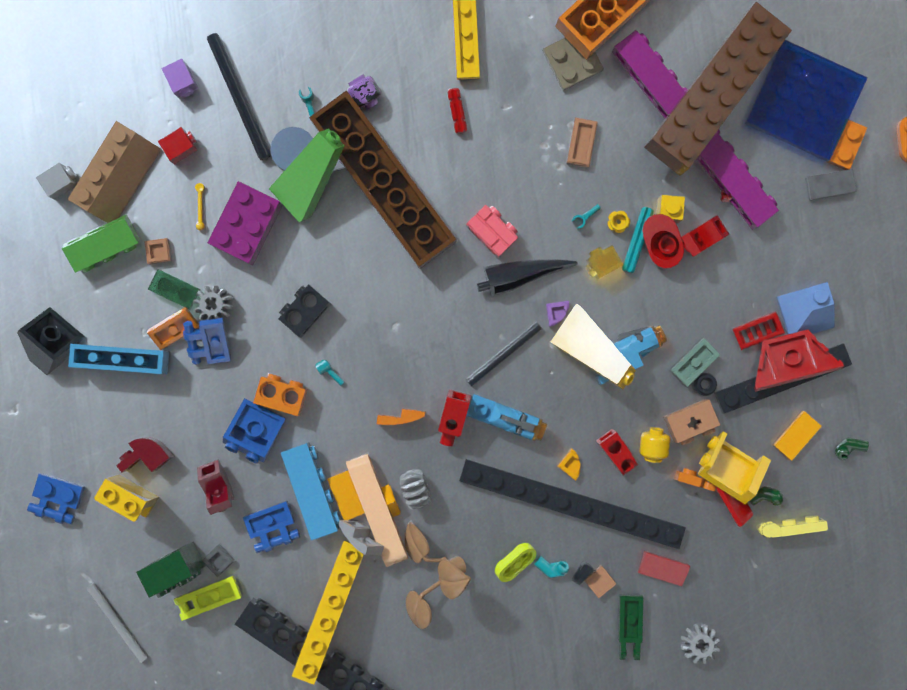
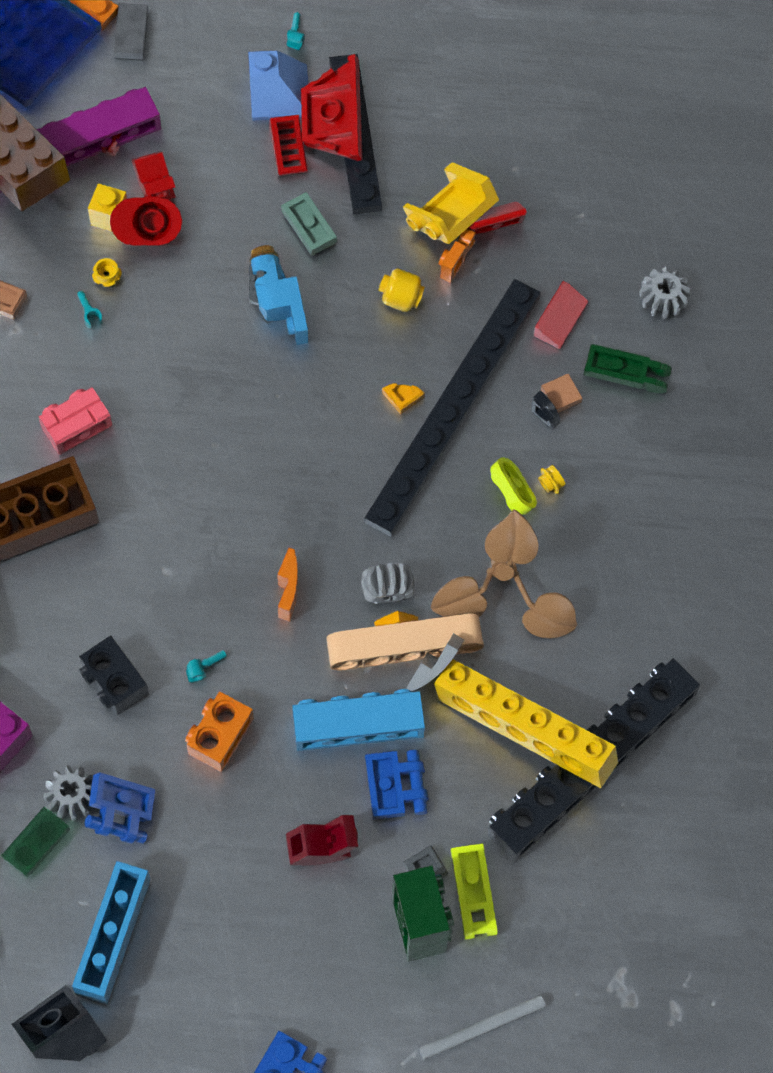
camera: 80 degrees left, 20 degrees down
(126, 497) = (307, 958): yellow panel -> none
(149, 450) = (250, 923): dark red brick -> none
(171, 328) = (88, 856): orange plate -> none
(253, 431) = (259, 777): blue plate -> none
(345, 495) = (376, 677): light orange tile -> none
(455, 409) = (303, 515): red torso -> none
(503, 354) = (239, 444): black bar -> none
(506, 418) = (322, 456): dark azure plate -> none
(512, 275) = (139, 412): black piece -> none
(528, 588) = (551, 479): none -> yellow plate
(552, 570) = (533, 445): teal arm -> none
(556, 312) = (201, 370): medium lavender tile -> none
(590, 346) = (260, 327): slope -> none
(603, 262) = (153, 299): clear yellow brick -> none
(617, 451) = (399, 335): red leg -> none
(637, 241) = (137, 256): teal axle -> none
(700, 411) = (375, 228): nougat brick -> none
(712, 384) = (343, 212): black plate -> none
(769, 494) = (496, 174): dark green arm -> none
(791, 527) = (541, 161): light yellow hinge -> none
(797, 435) = (430, 132): light orange tile -> none
(848, 445) = (456, 79): dark green arm -> none
(855, 312) = (295, 38): none -> teal hand

